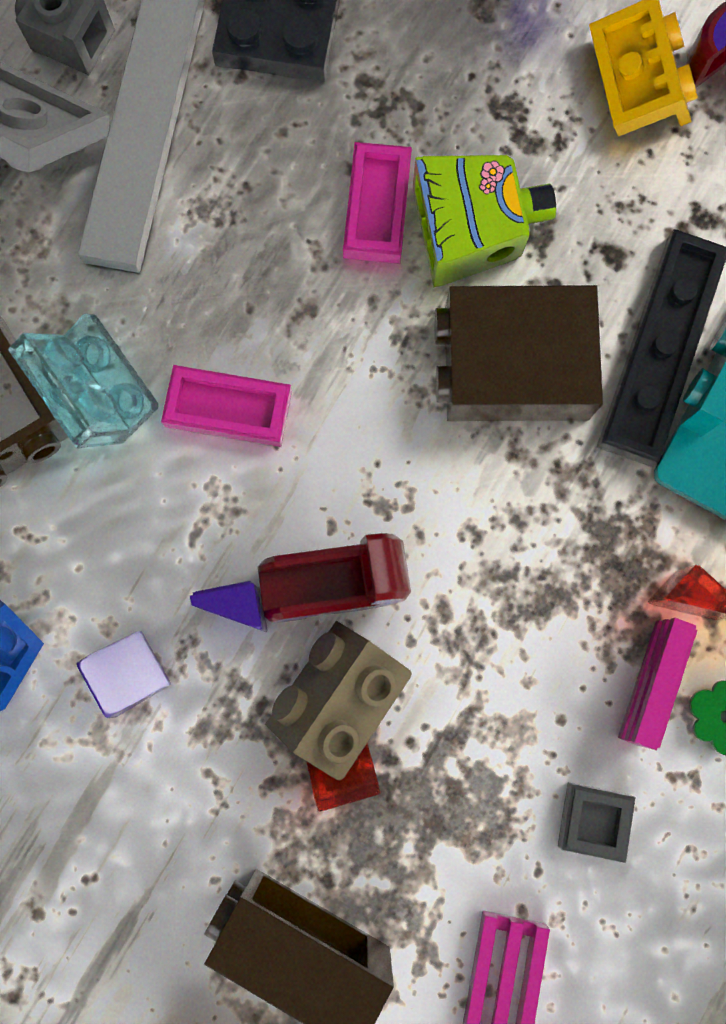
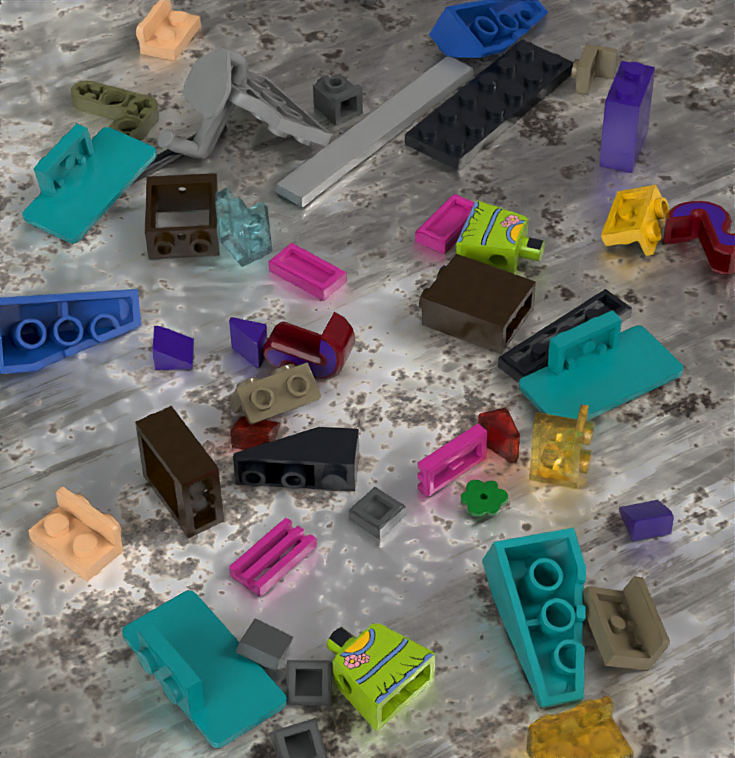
camera: 30 degrees right, 35 degrees down
(467, 788) = (307, 460): none -> black slope

